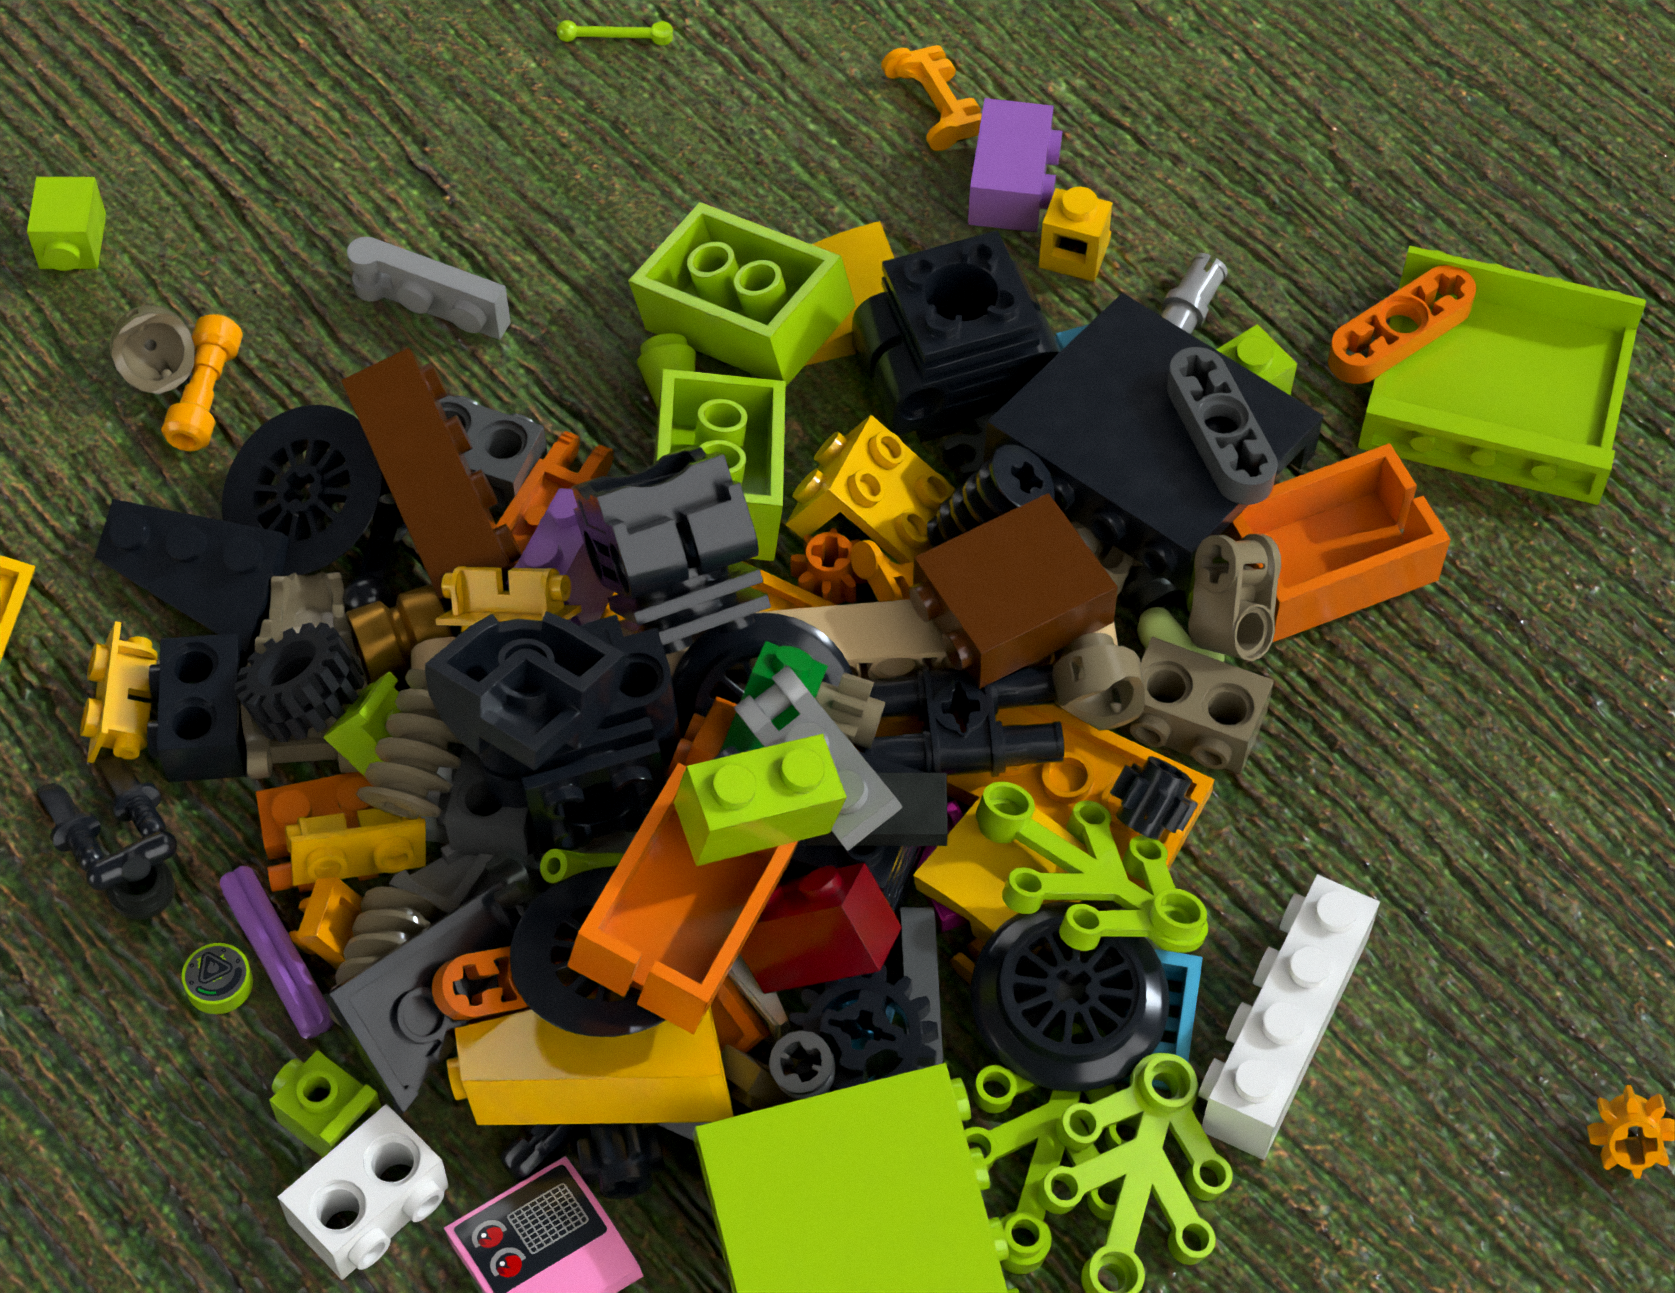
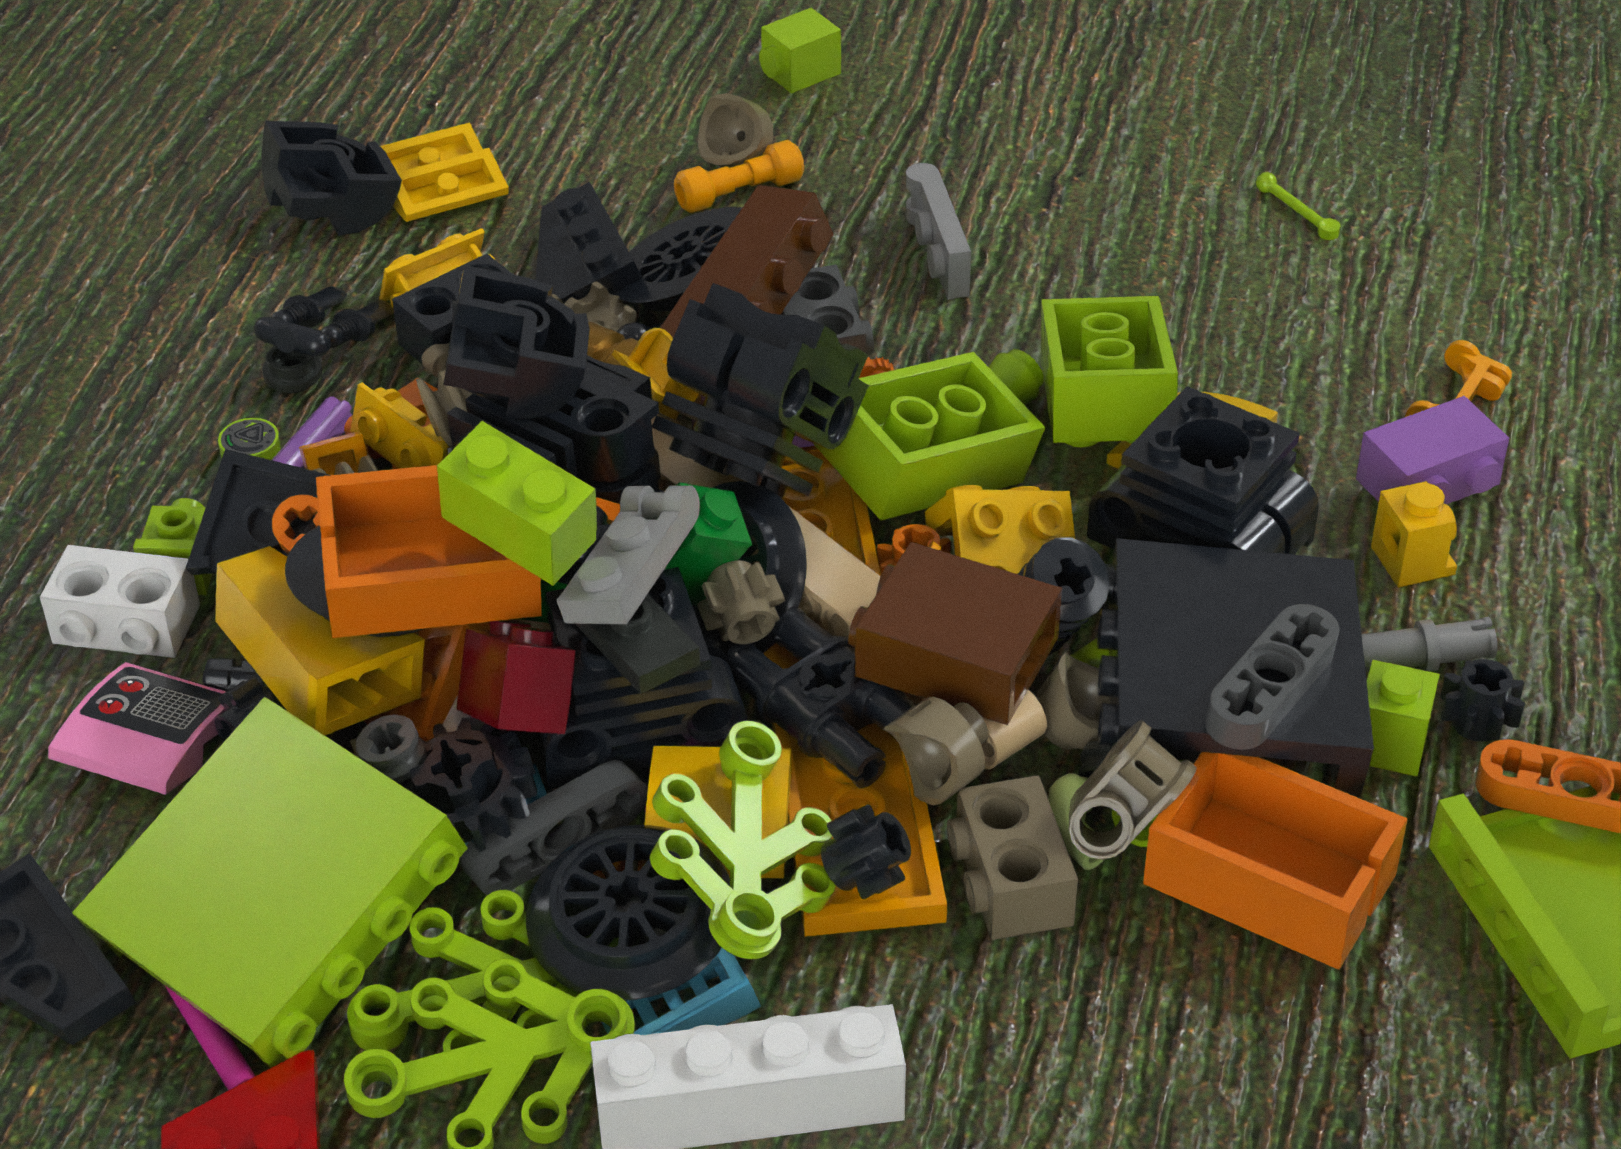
camera: 55 degrees right, 15 degrees down
(1273, 309) = (1482, 700): none -> black gear

